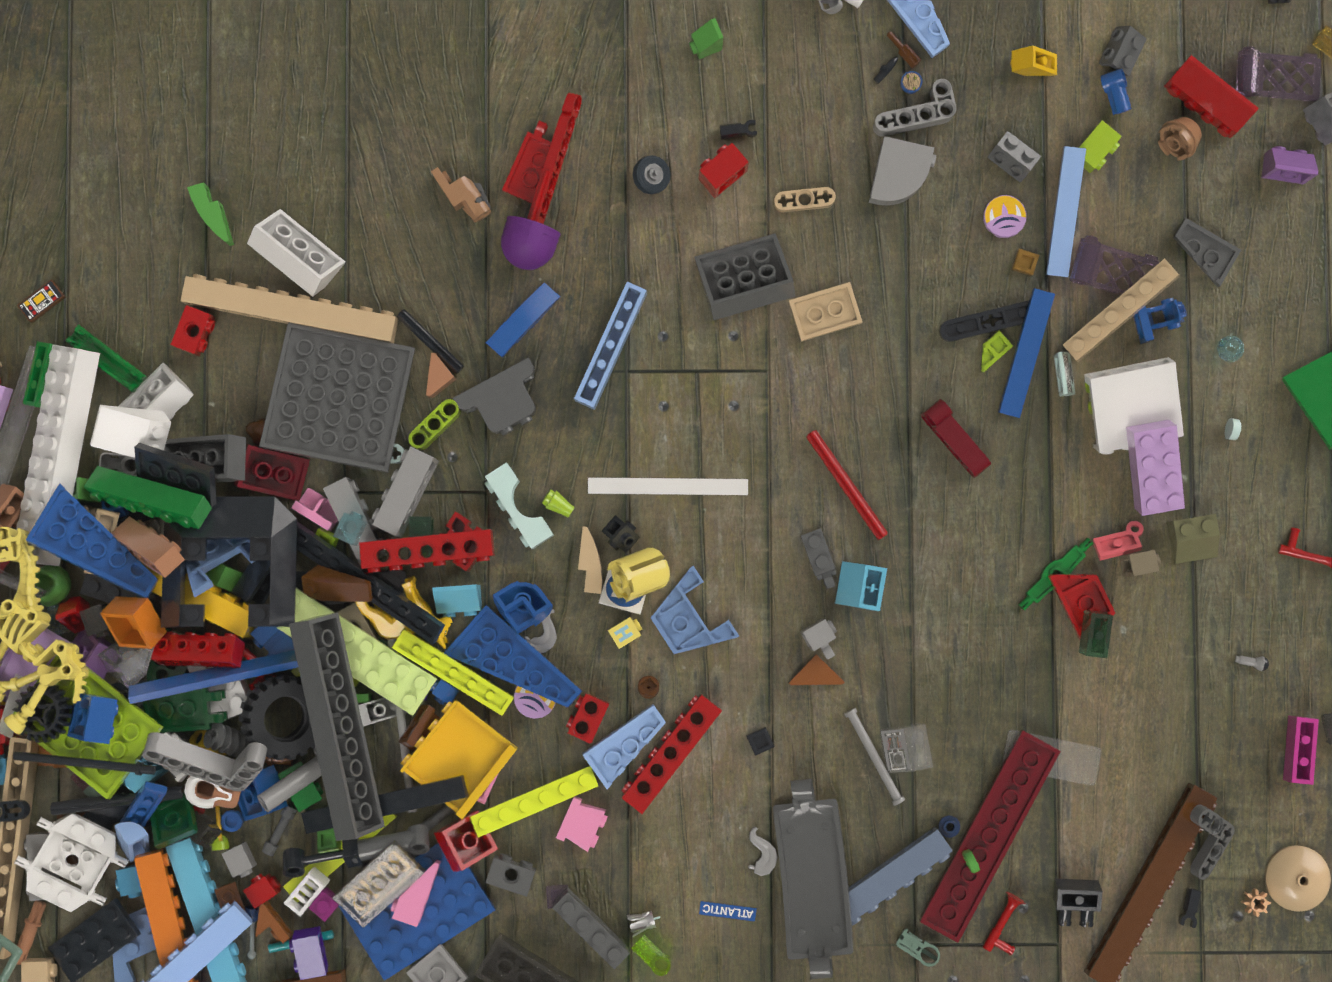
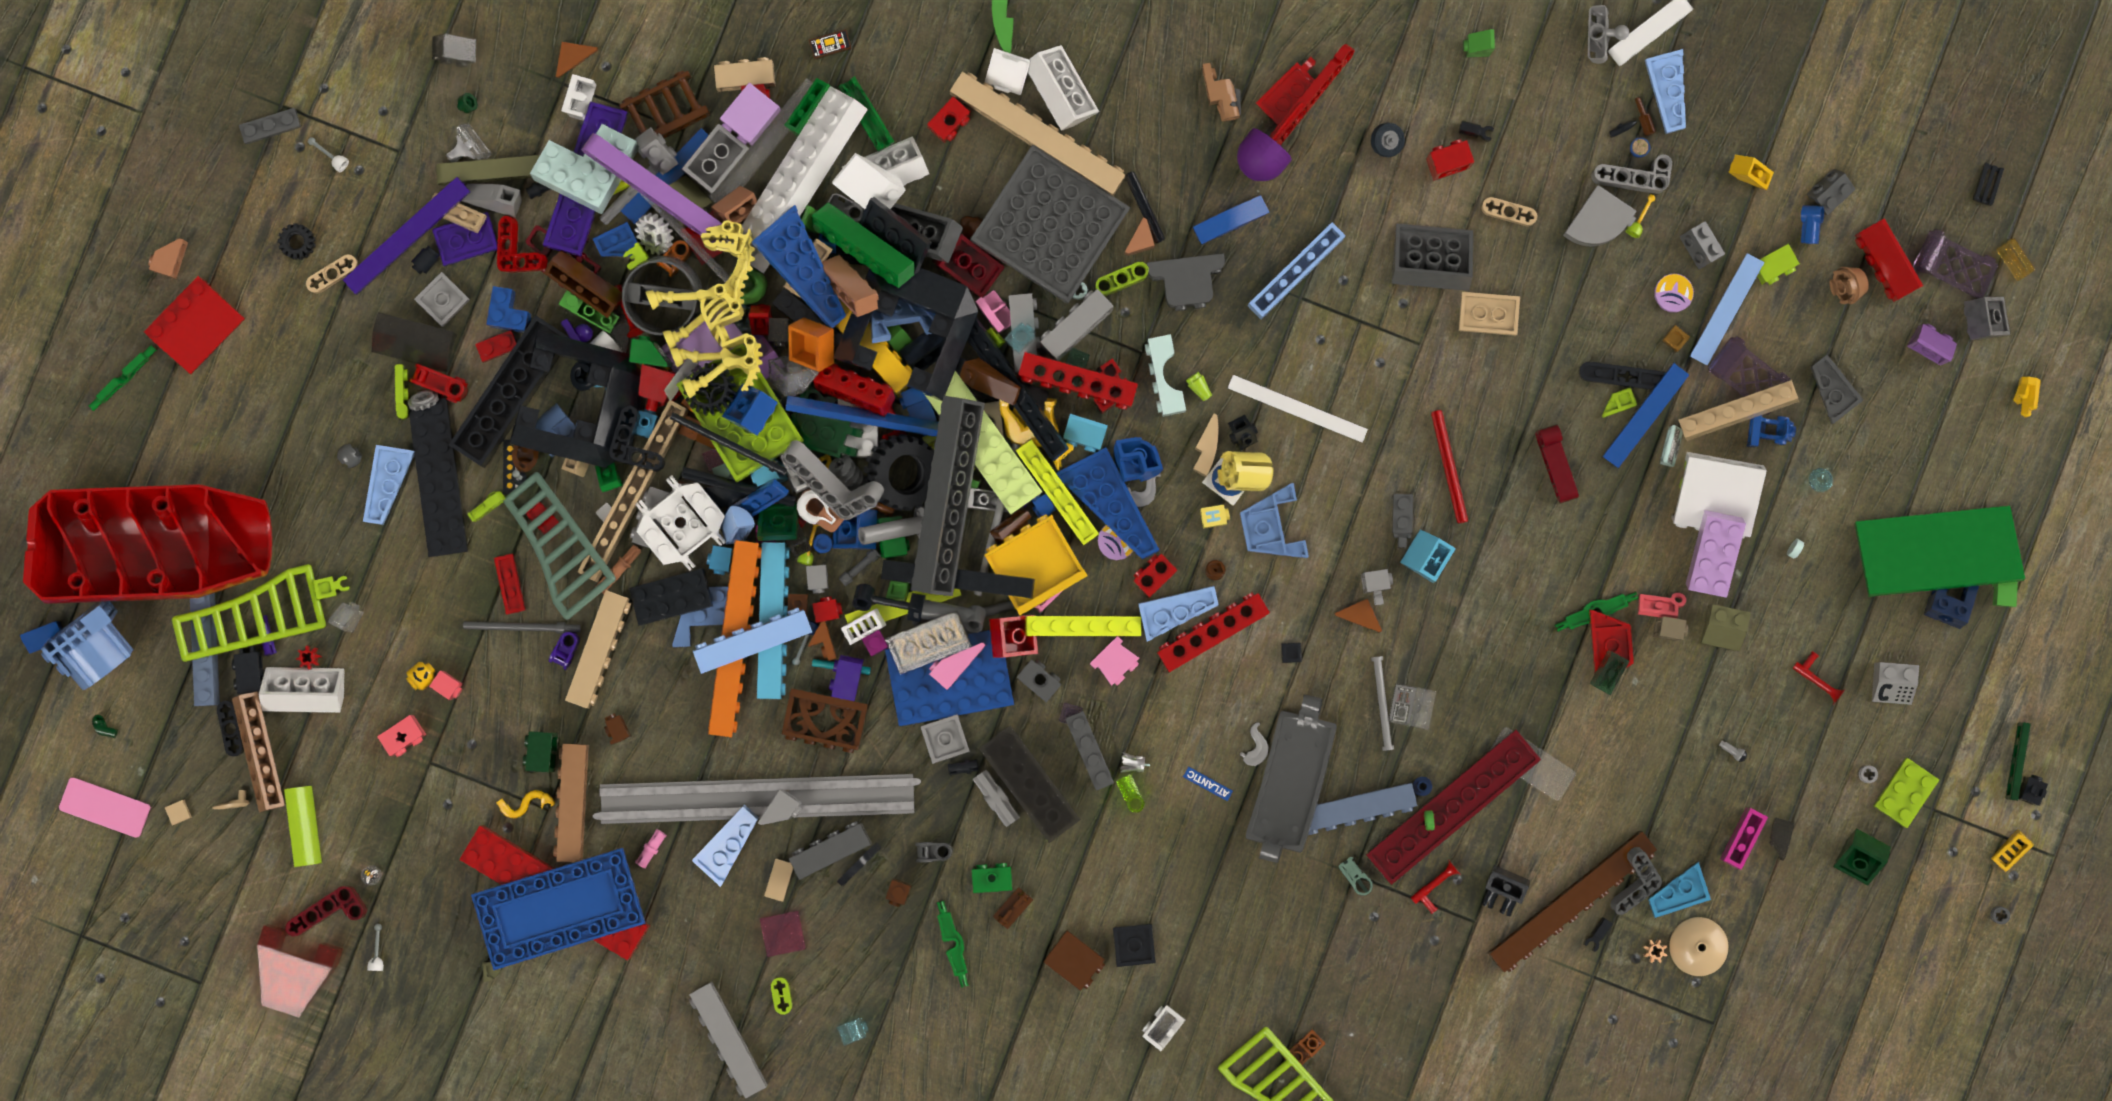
camera: 20 degrees right, 0 degrees up
(233, 258) = (1007, 72): none -> white piece
(940, 167) = (1636, 229): none -> hinge
(1258, 831) = (1680, 893): none -> dark azure wing

